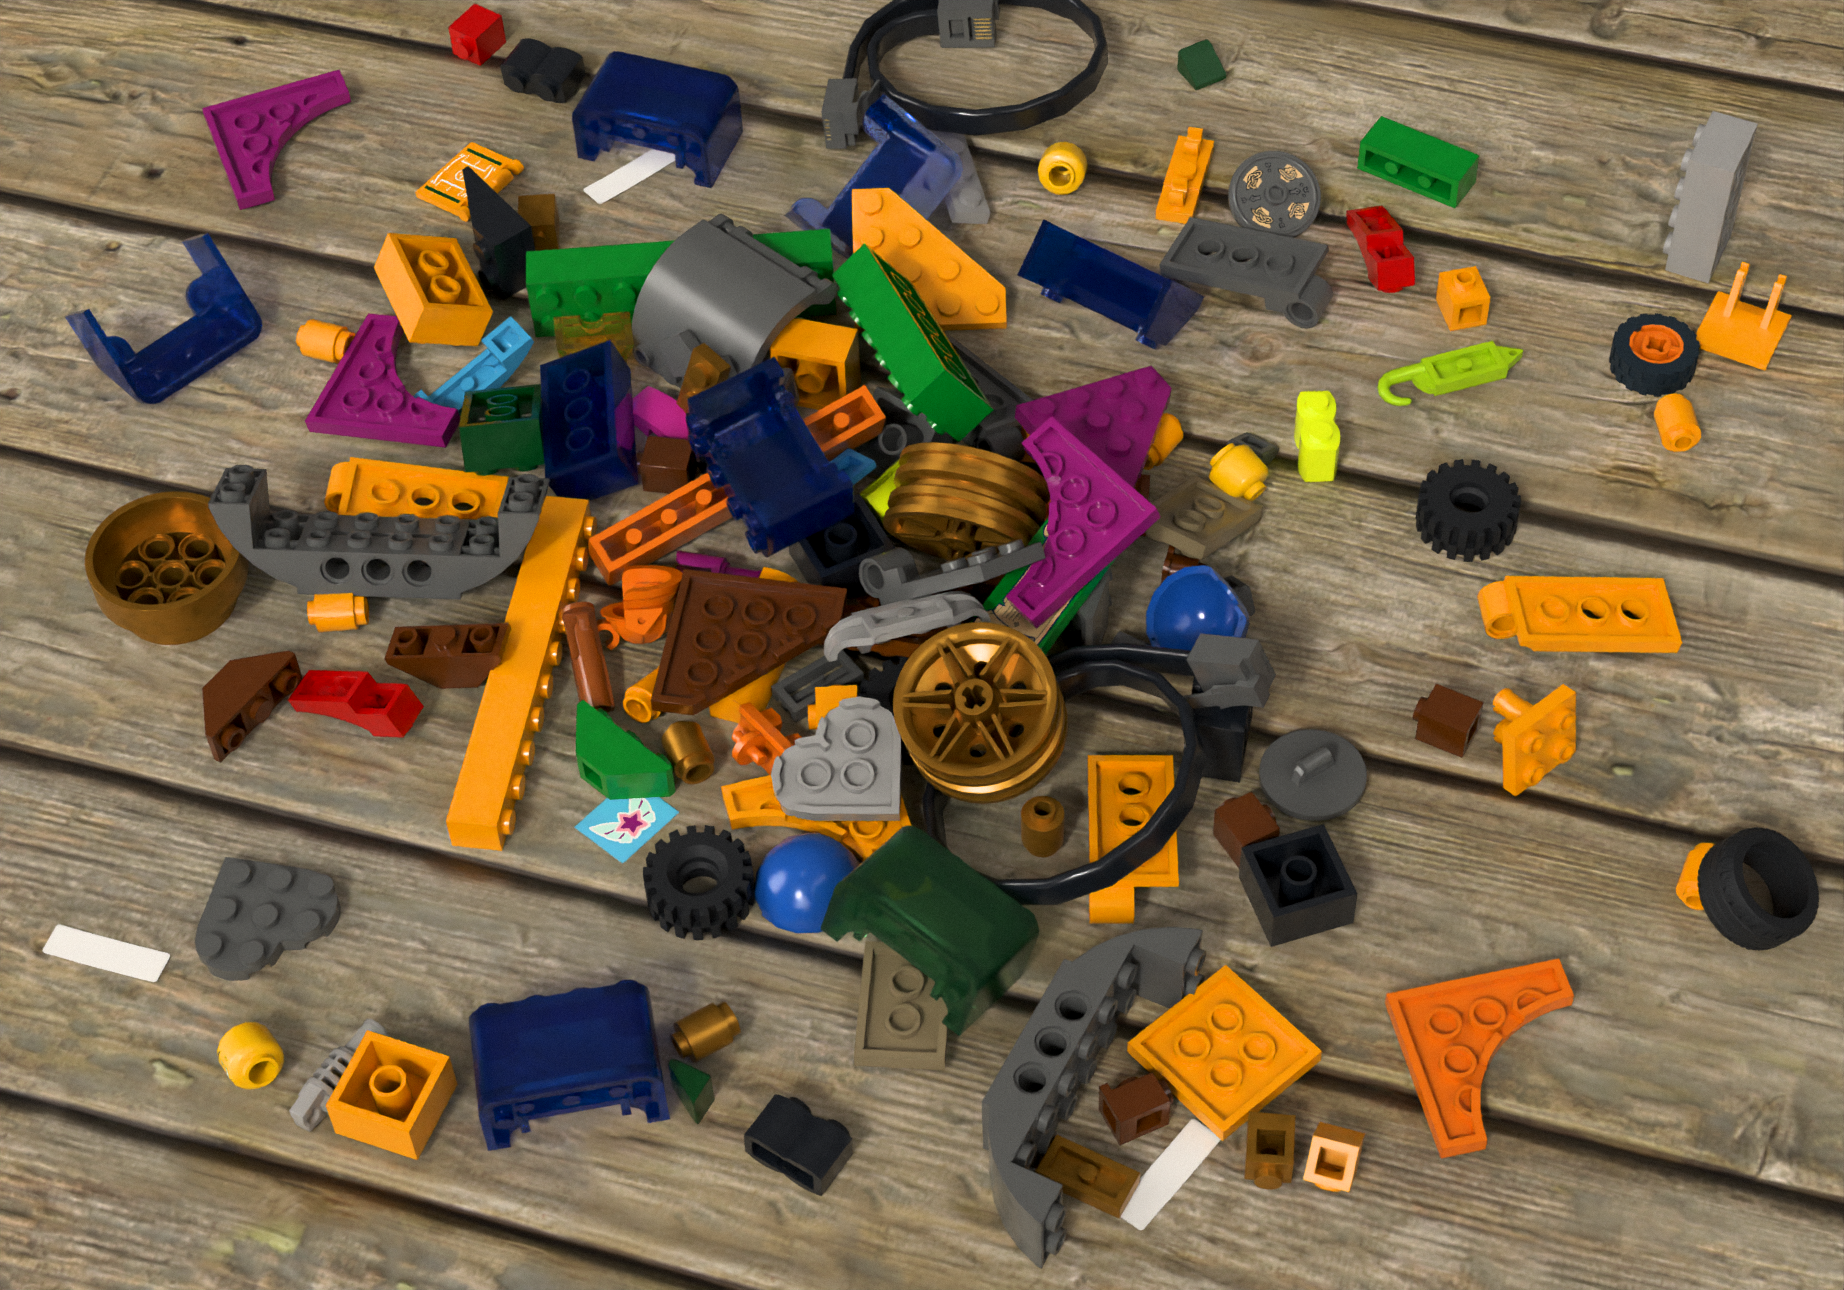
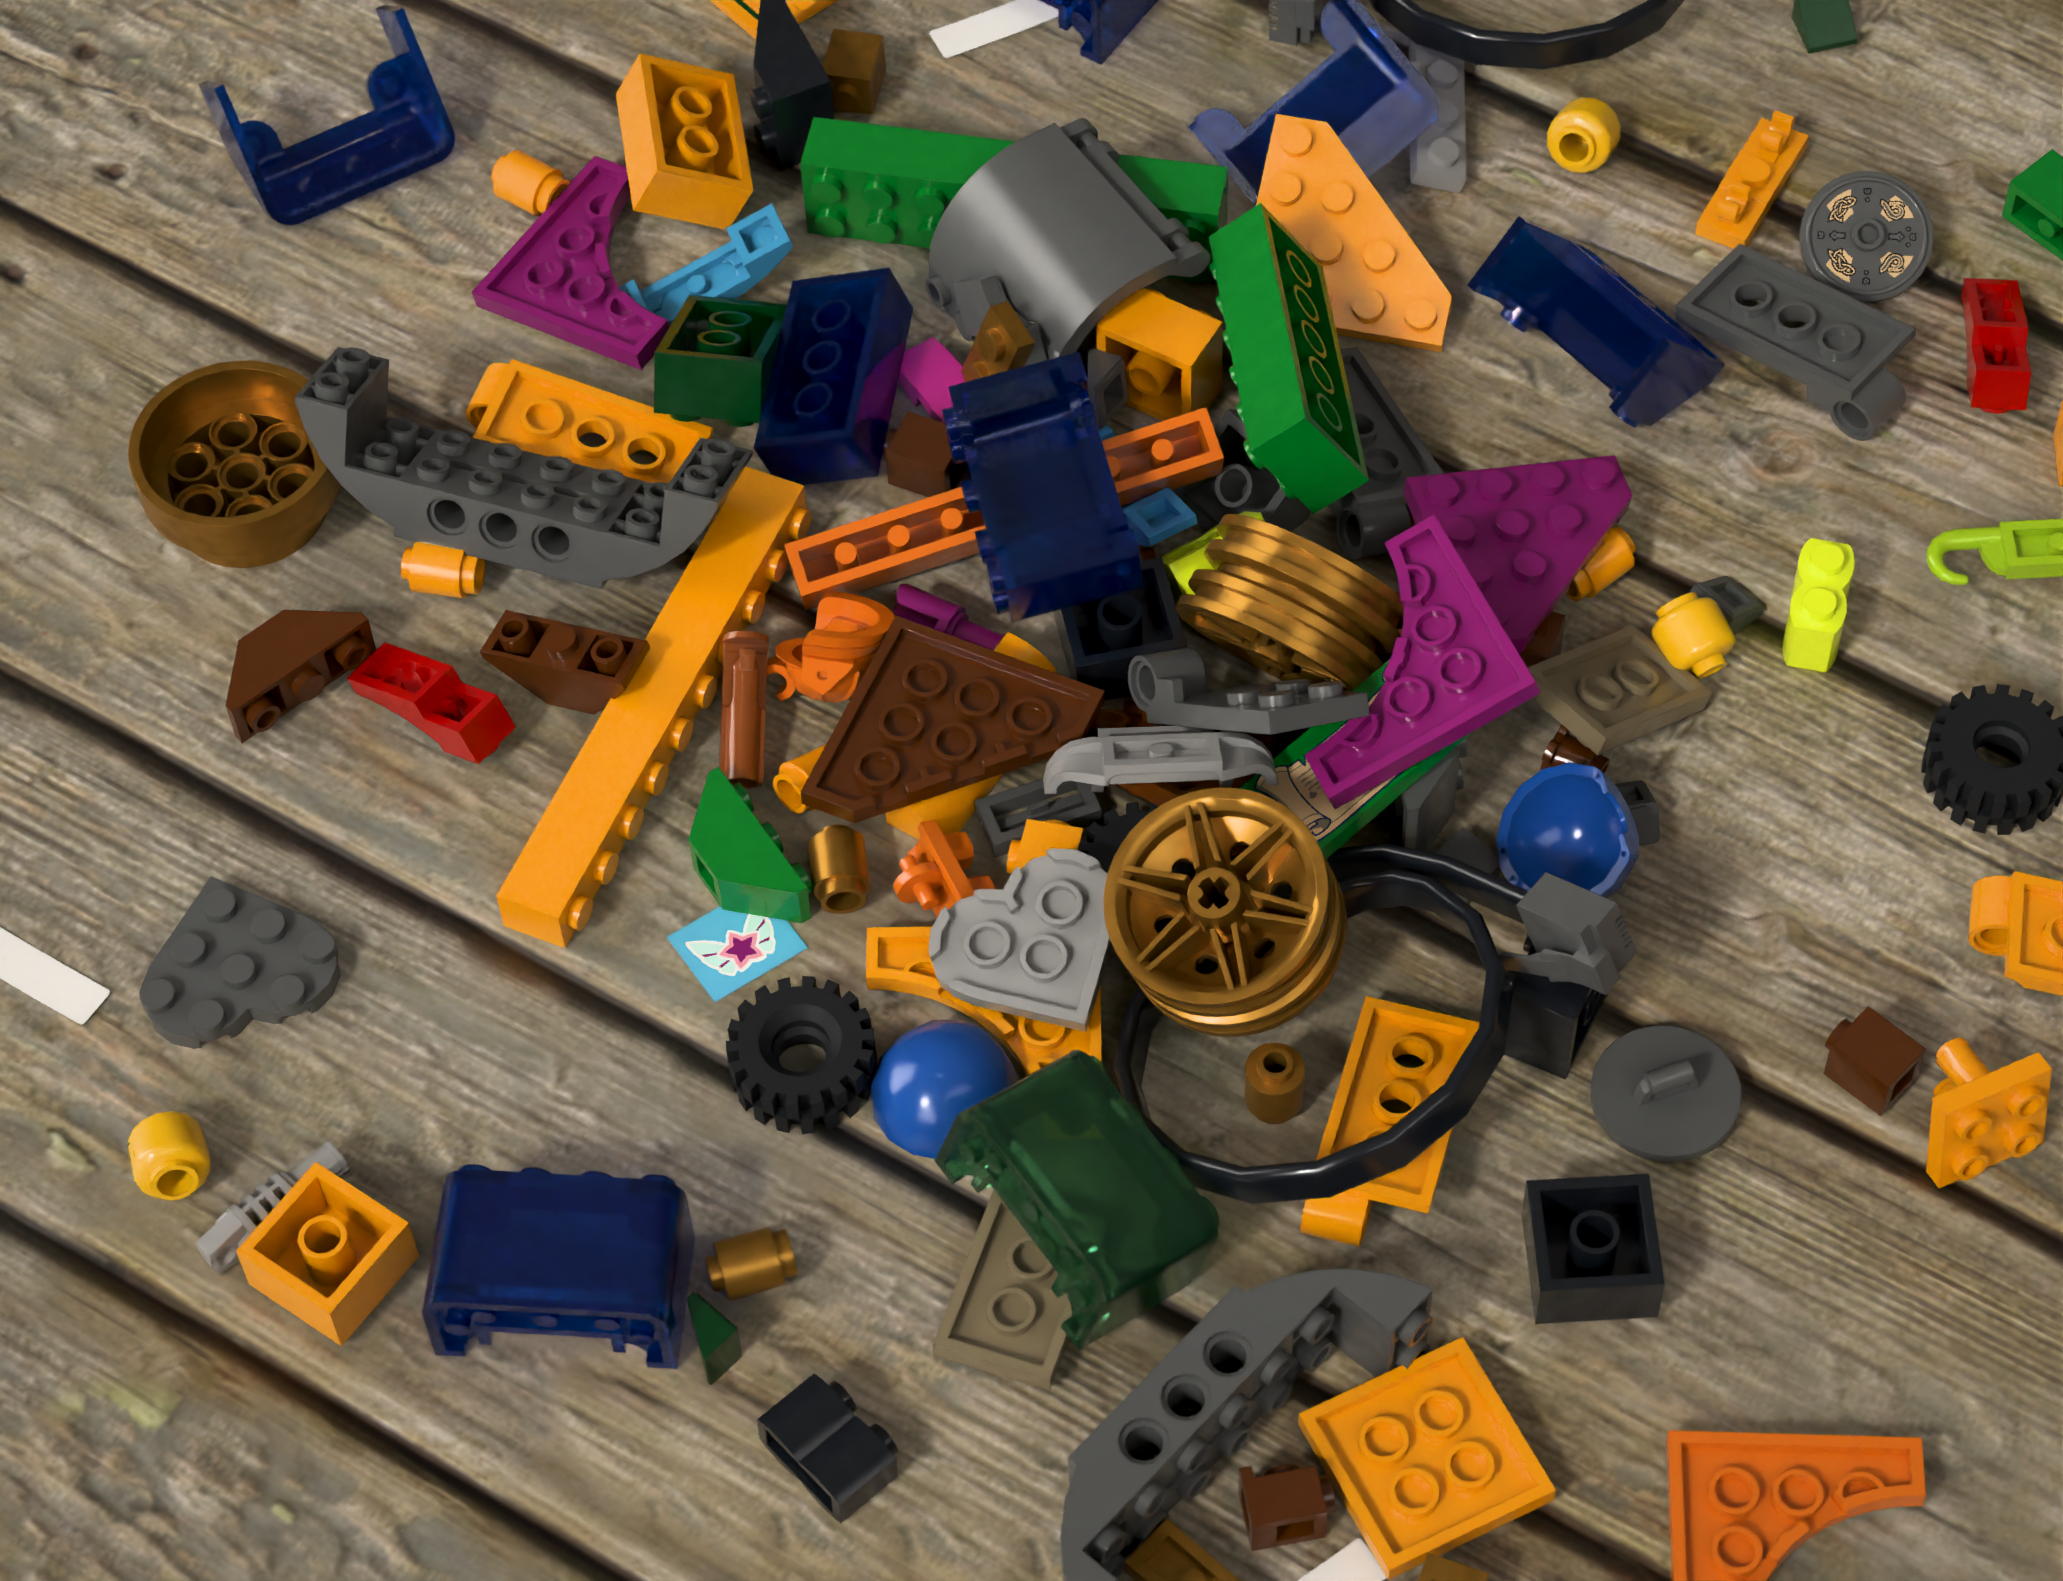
camera: 15 degrees right, 5 degrees up
(575, 335) = (858, 247): clear yellow cylinder -> none
(1243, 823) = (1549, 1143): reddish brown brick -> none

